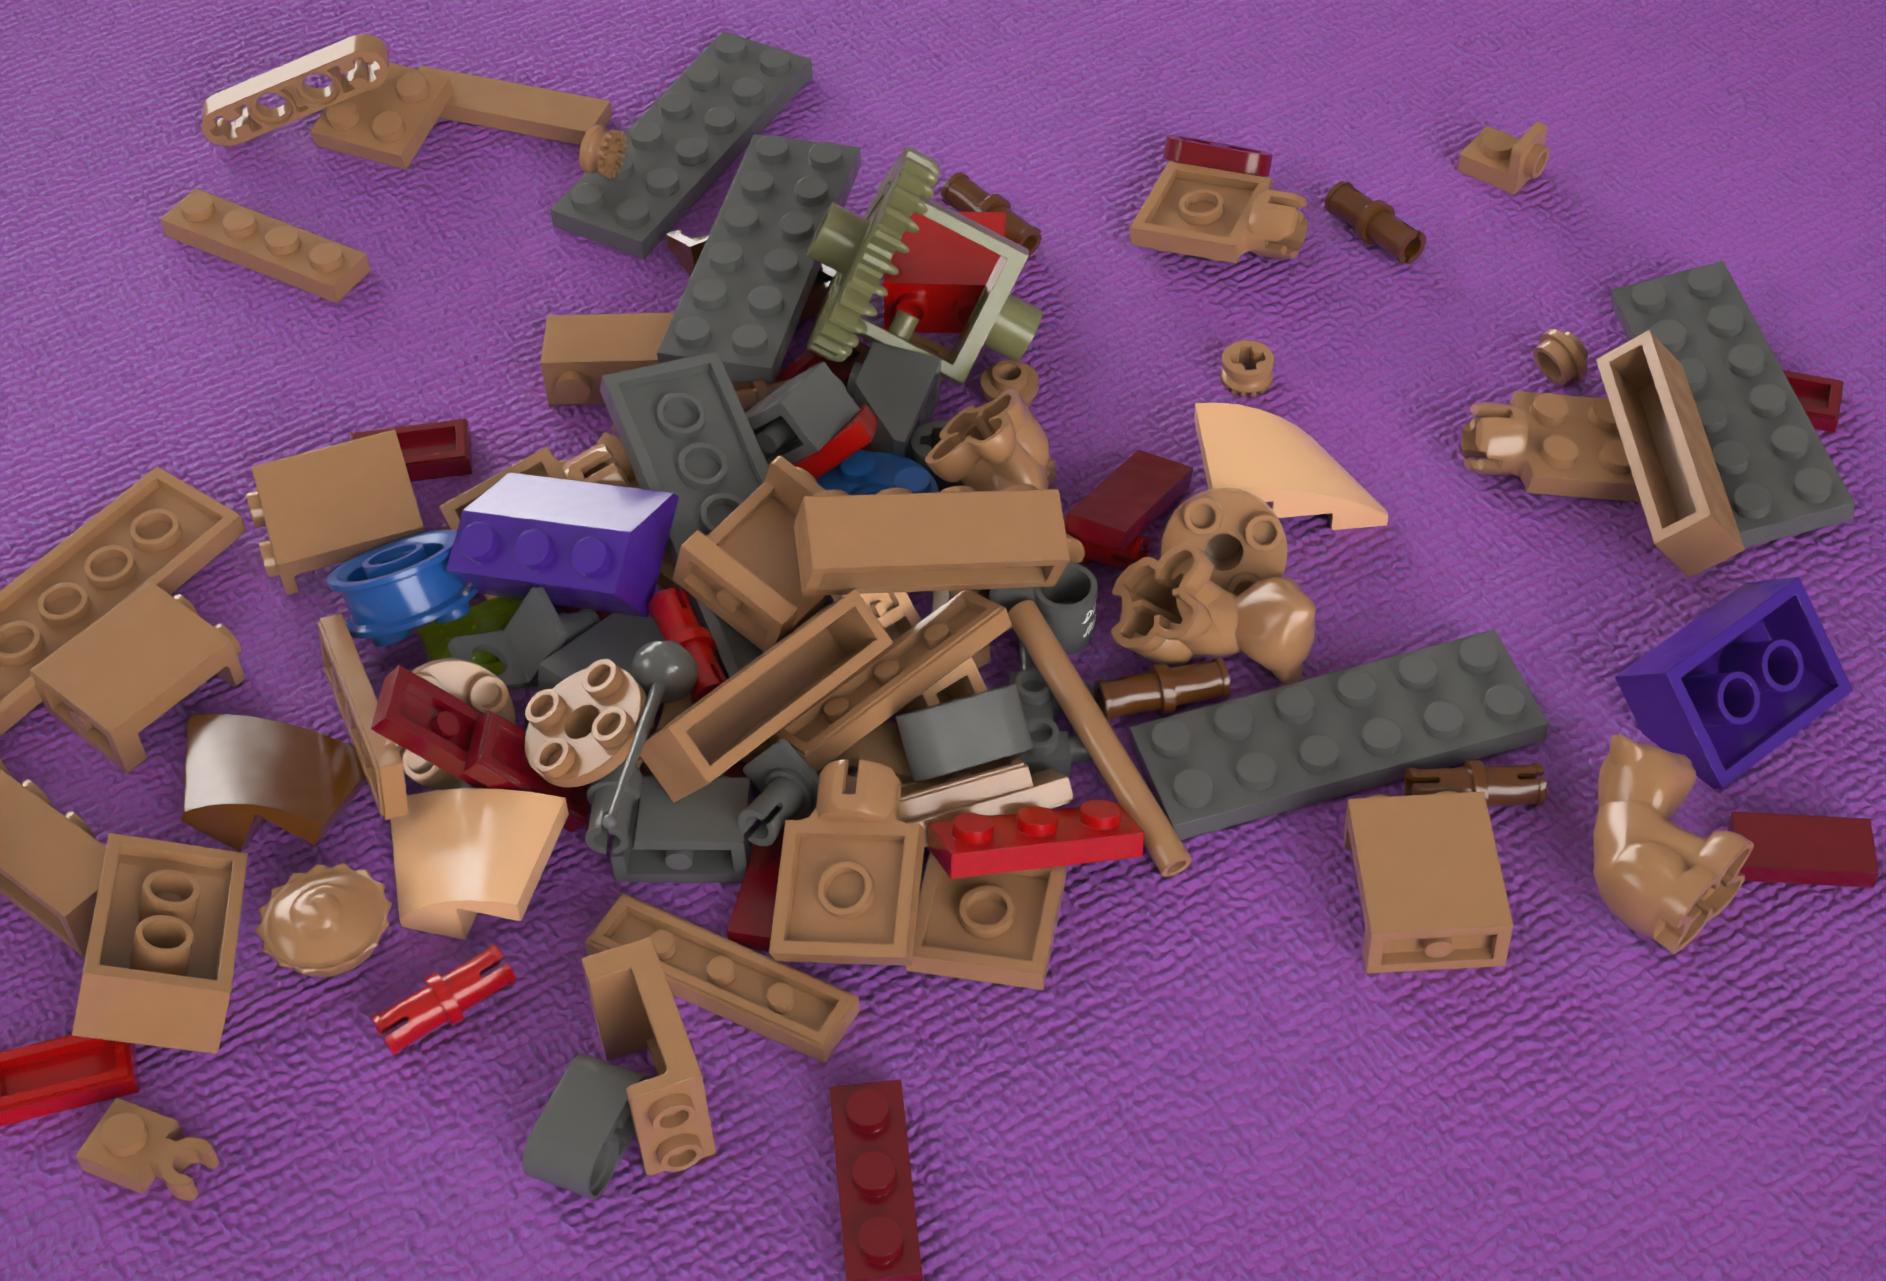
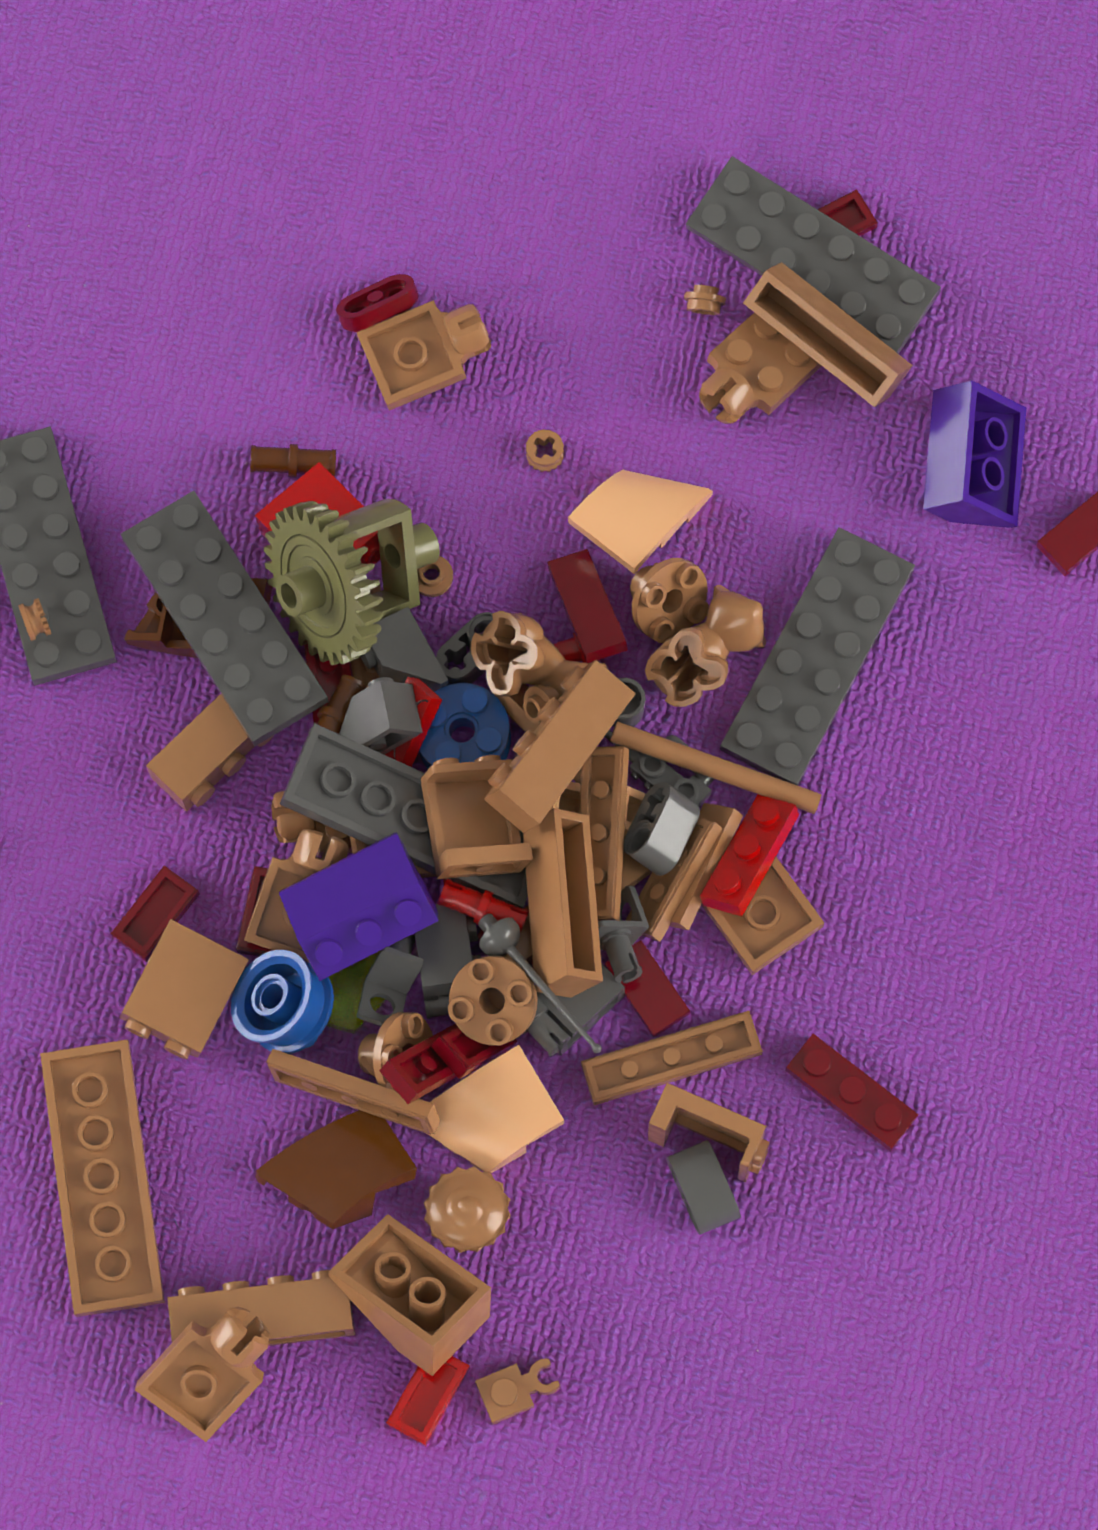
camera: 45 degrees left, 25 degrees up
(134, 670) = (196, 1174): medium nougat panel -> none
(443, 999) = (564, 1192): red pin -> none
(849, 874) = (696, 958): medium nougat plate -> none
(1162, 688) = (712, 710): reddish brown pin -> none
(1375, 222) = (512, 279): reddish brown pin -> none
(1428, 882) = (941, 707): medium nougat panel -> none
(1501, 784) = (911, 632): reddish brown pin -> none
(1504, 159) = (533, 160): medium nougat bracket -> none
(1644, 864) = (1034, 616): medium nougat animal -> none

